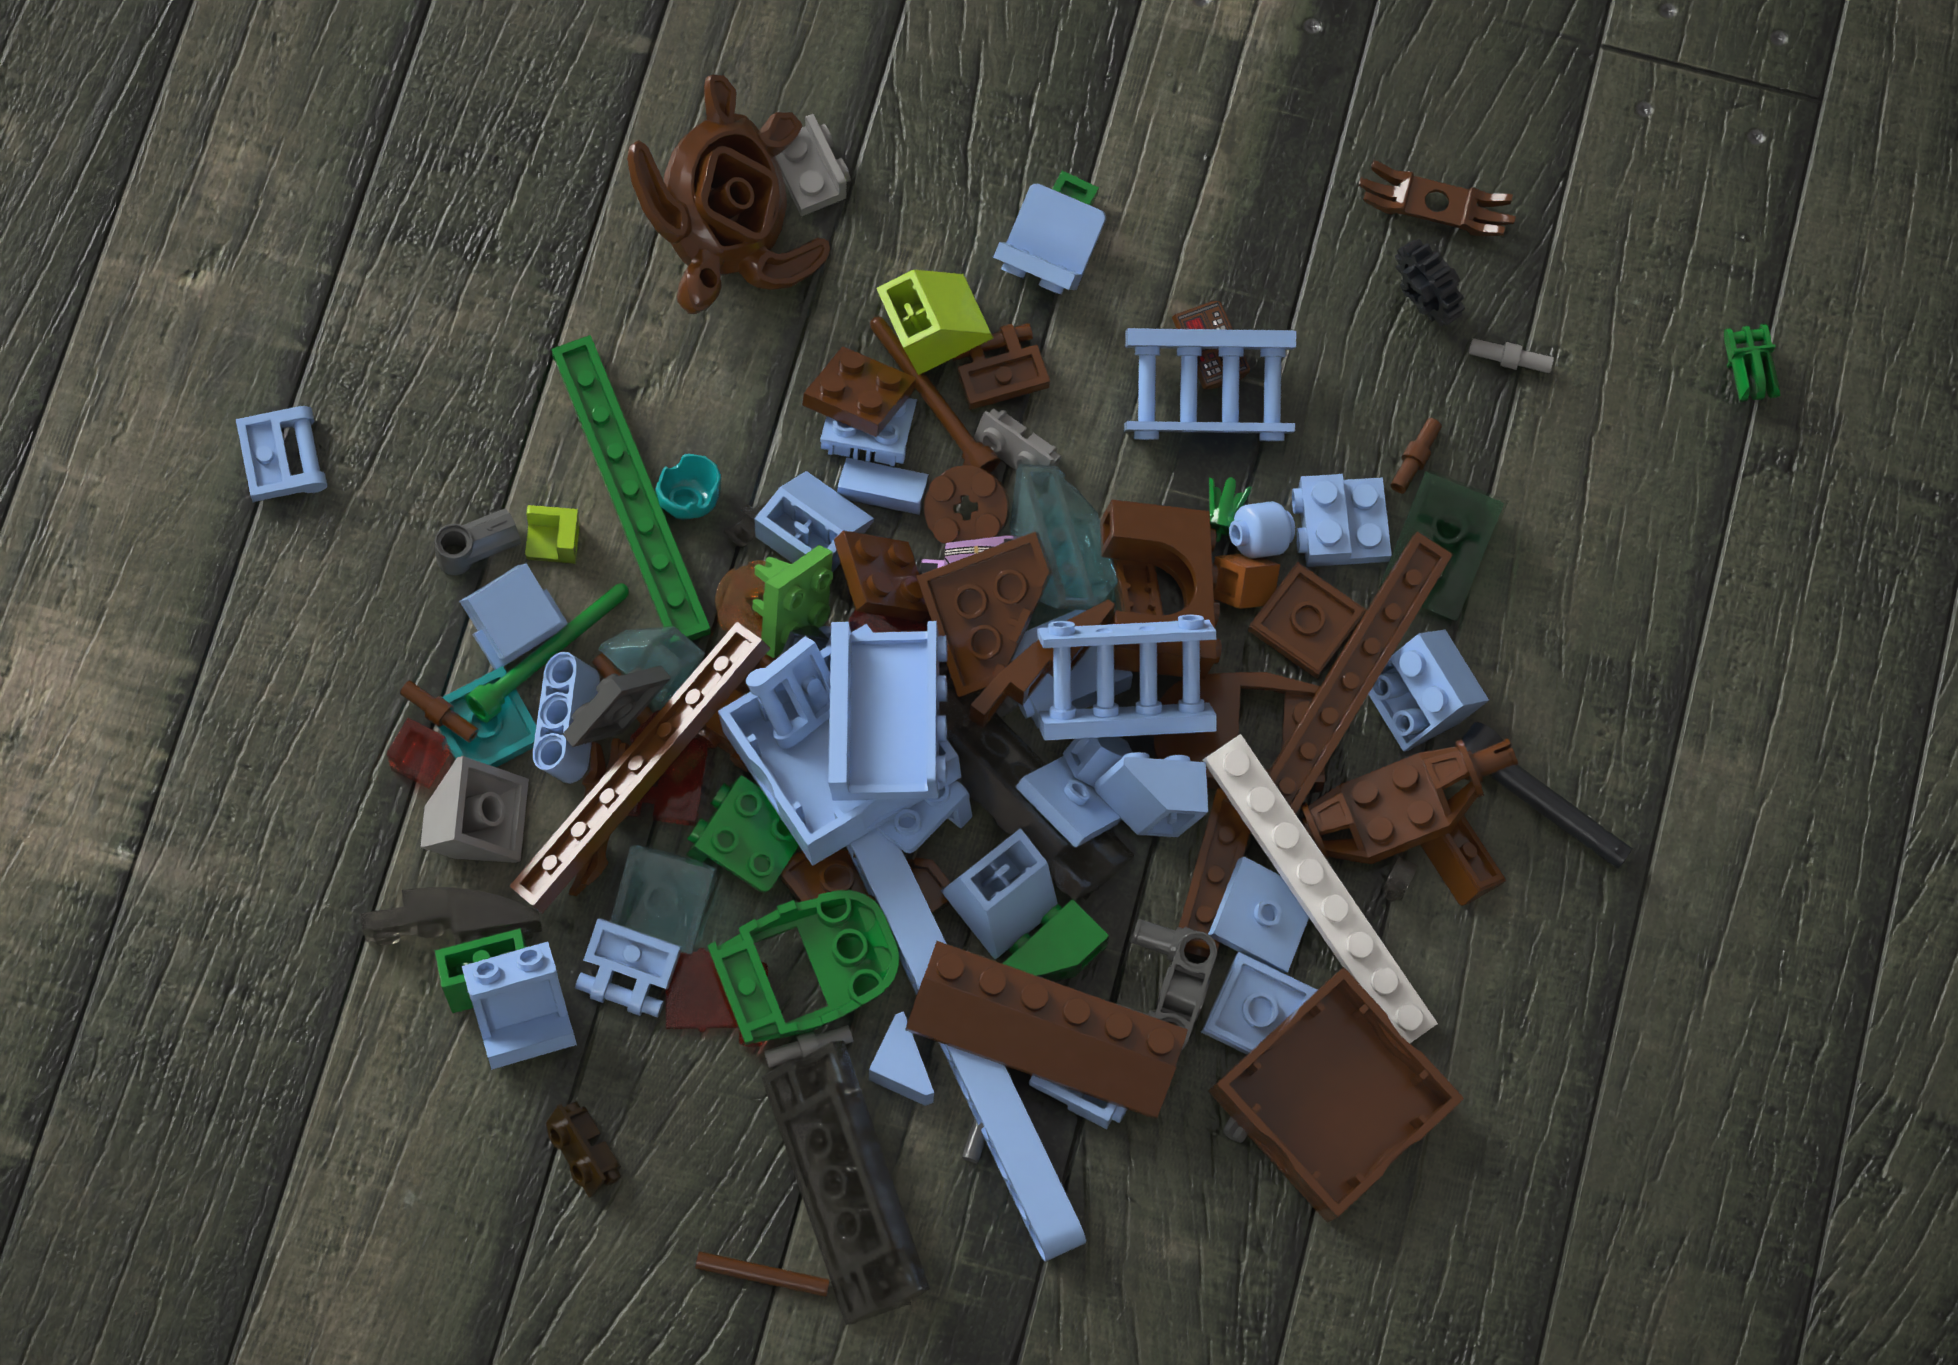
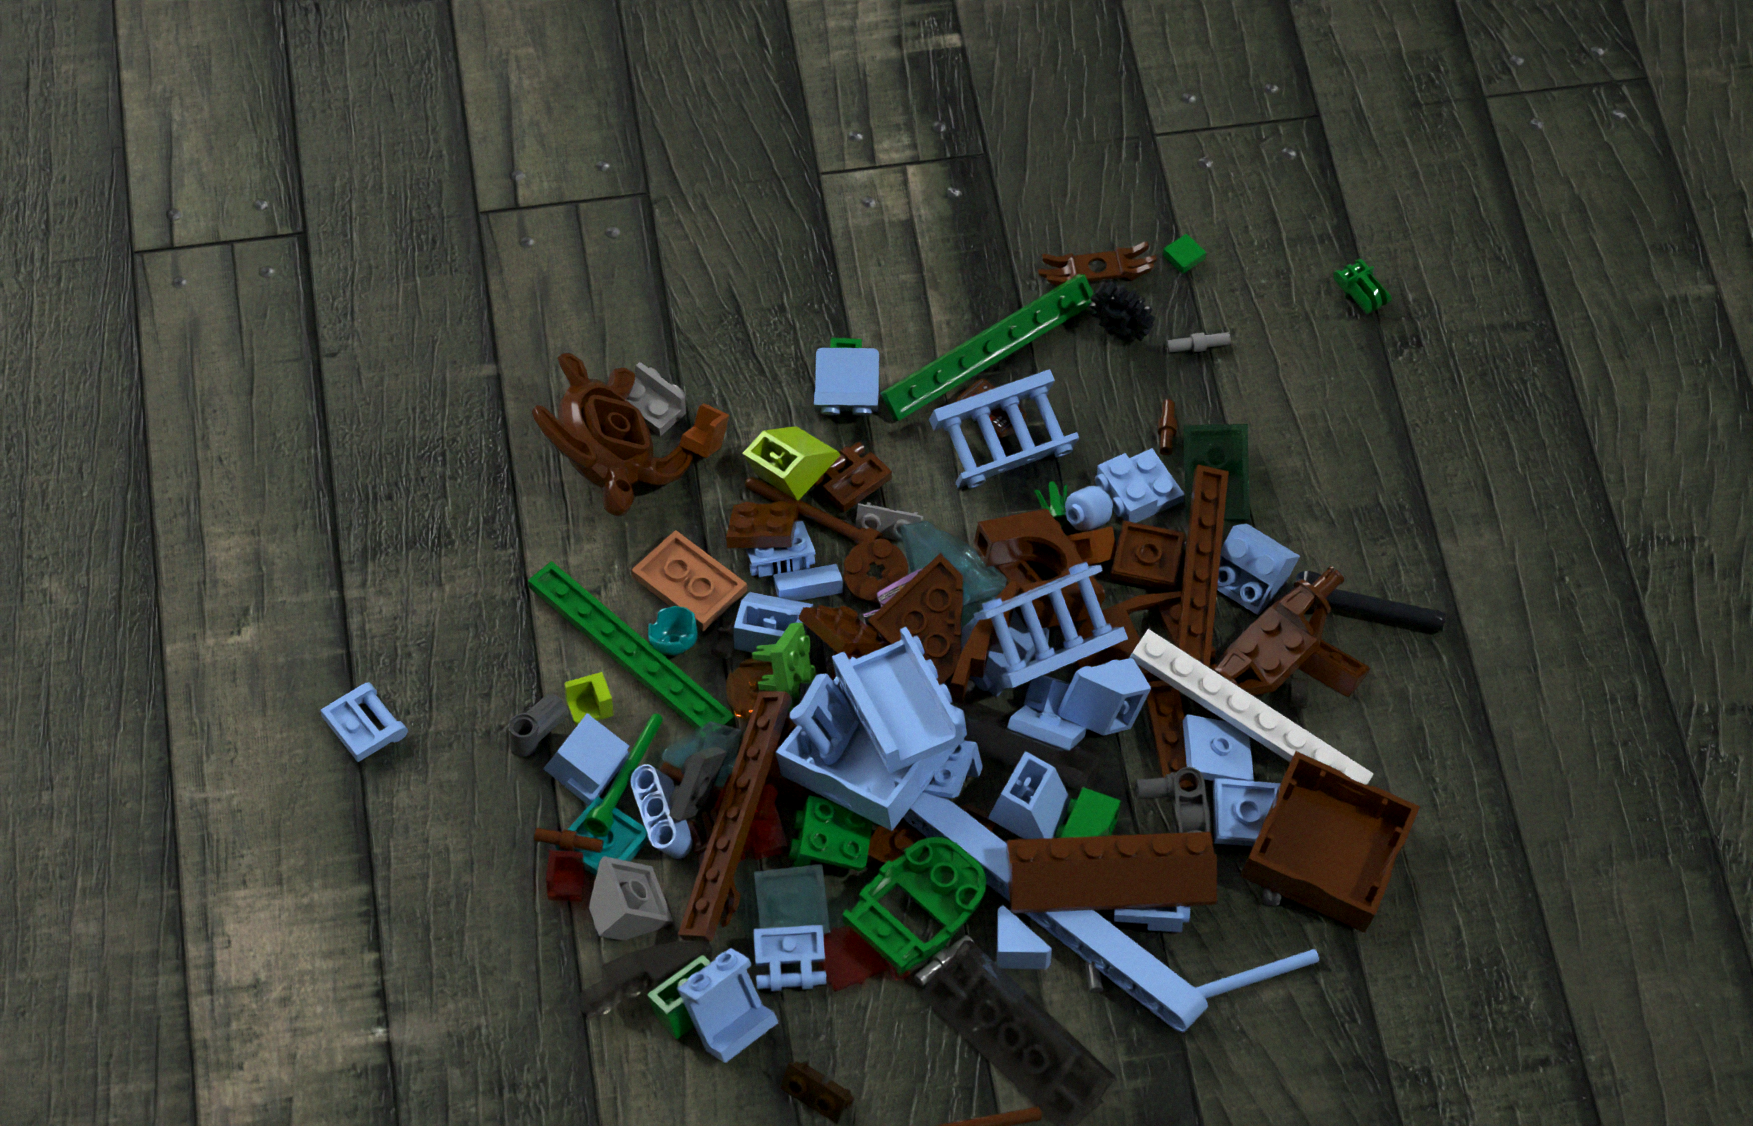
camera: 20 degrees left, 15 degrees down
(742, 425) = (689, 578): none -> nougat plate
(851, 240) = (707, 432): none -> dark orange panel
(1165, 1222) = (1259, 974): none -> light blue bar
(1248, 260) = (987, 347): none -> green plate
(1554, 226) = (1184, 253): none -> green tile

